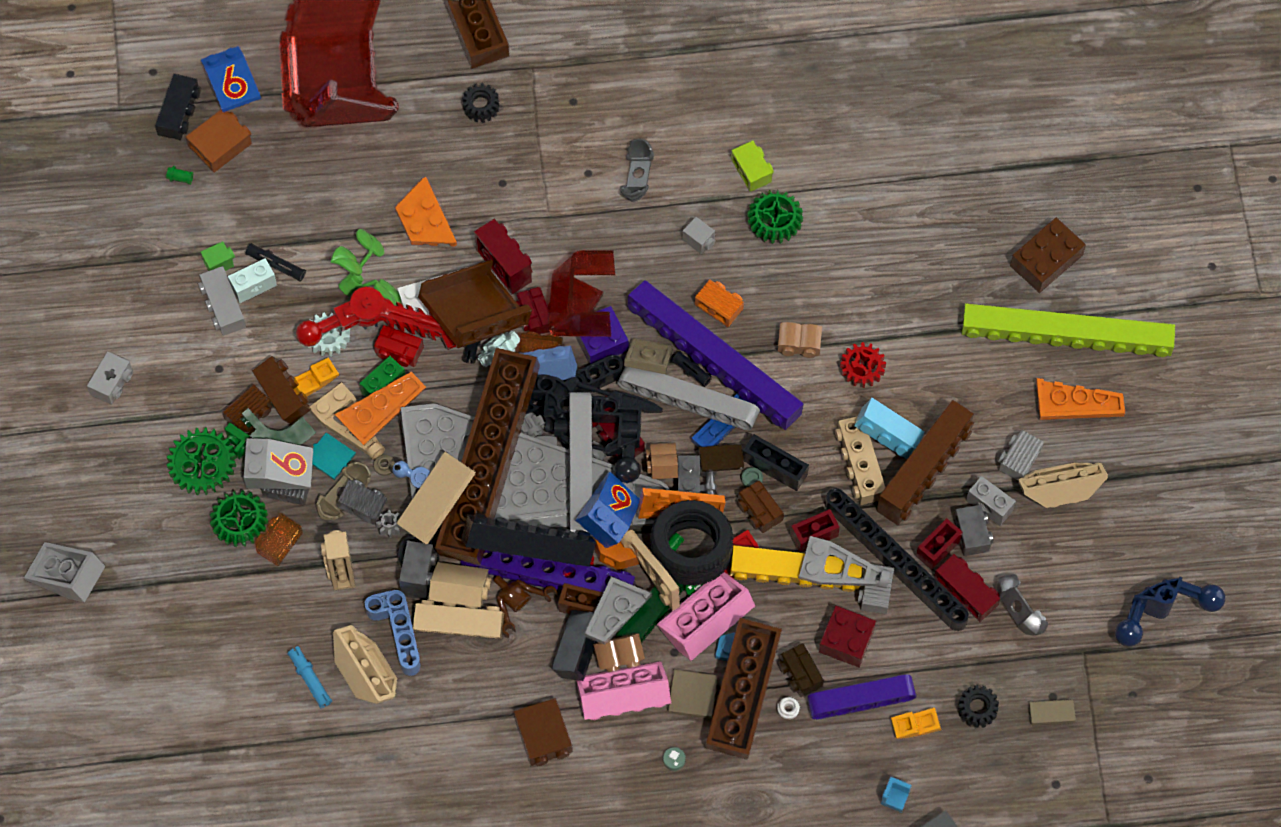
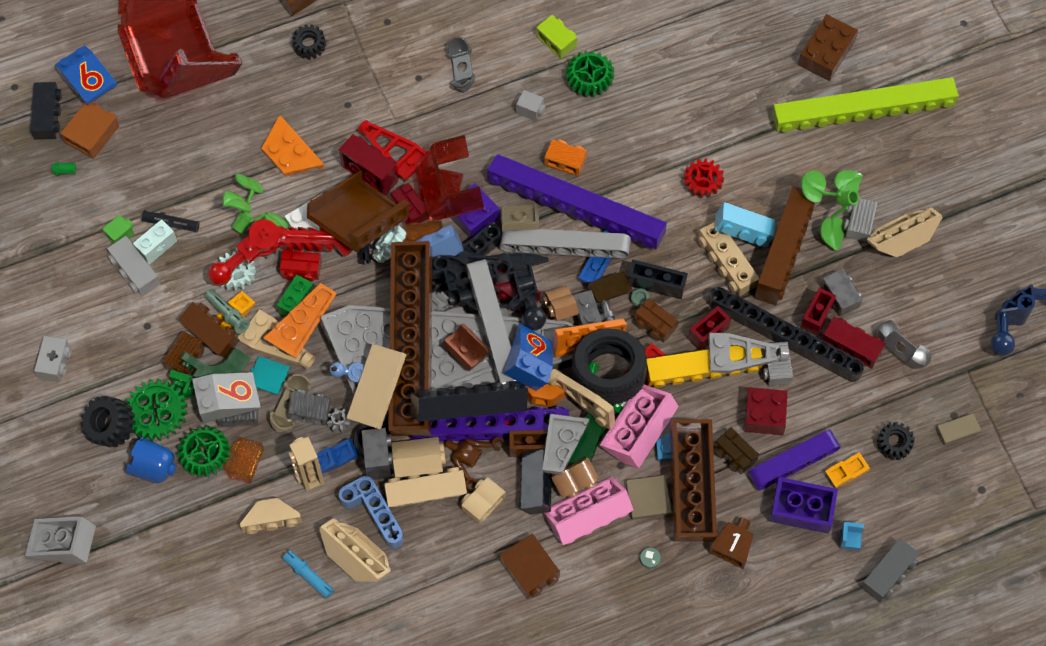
camera: 15 degrees left, 0 degrees up
(135, 455) = (95, 418): none -> black tyre
(180, 514) = (151, 461): none -> blue cylinder
(287, 604) = (270, 515): none -> tan slope
(308, 380) = (231, 316): none -> sand green pin
(376, 561) = (337, 456): none -> blue slope
(384, 471) = (321, 375): dark tan plate -> none
(516, 649) = (483, 500): none -> tan brick
(543, 267) = (408, 162): none -> red plate
(545, 482) = (466, 347): none -> copper bracket
(702, 377) = (548, 214): black pin -> none
(767, 767) = (733, 543): none -> reddish brown torso
(788, 701) = (734, 481): white plate -> none
(799, 339) = (643, 170): medium nougat brick -> none
(854, 747) = (804, 505): none -> dark purple brick
(992, 499) = (851, 261): light grey brick -> none
(1018, 413) = (847, 183): none -> bright green plant
(1072, 402) = (886, 164): orange wing -> none

